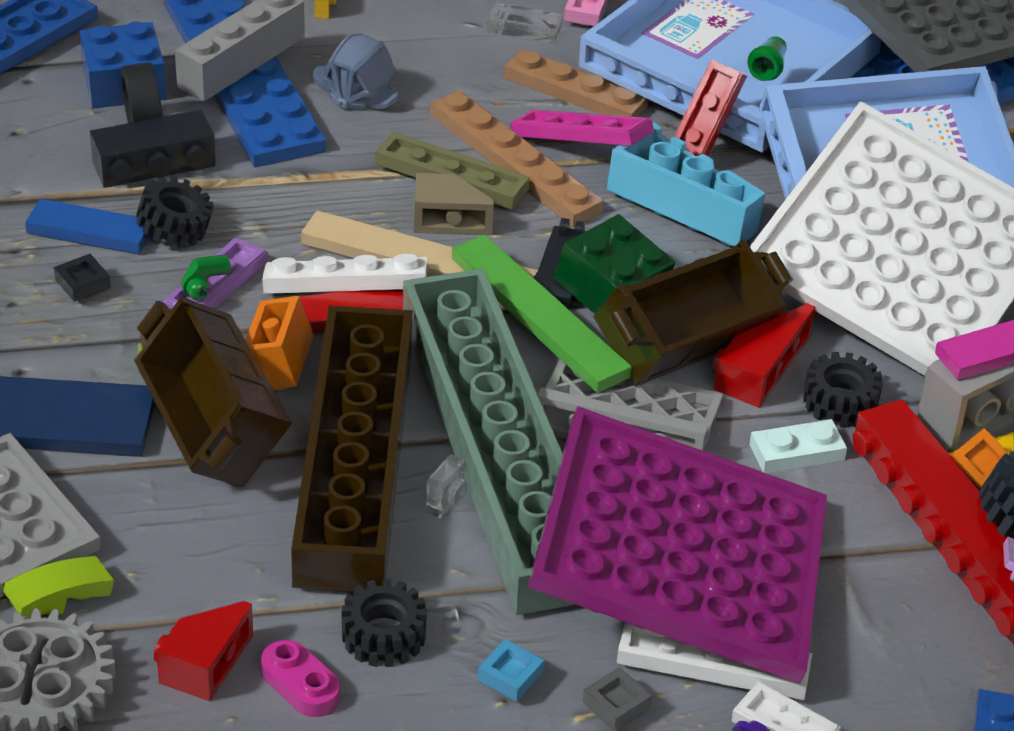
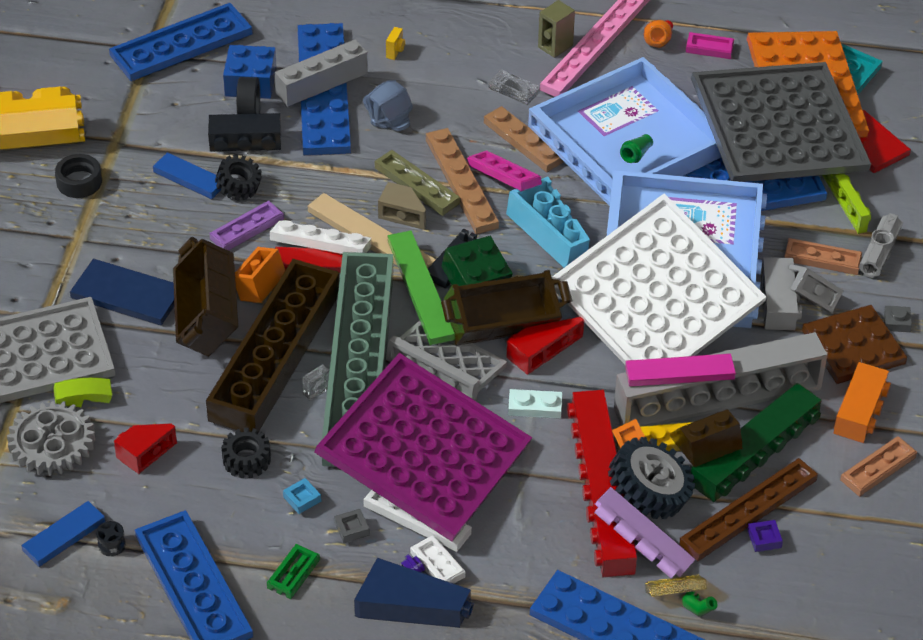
camera: 20 degrees right, 5 degrees up
(82, 277) = (170, 208): black plate -> none
(198, 273) = (231, 223): green arm -> none
(293, 671) = (186, 469): dark pink plate -> none
(710, 107) = (583, 177): tile -> none
(841, 373) = (578, 363): black tyre -> none

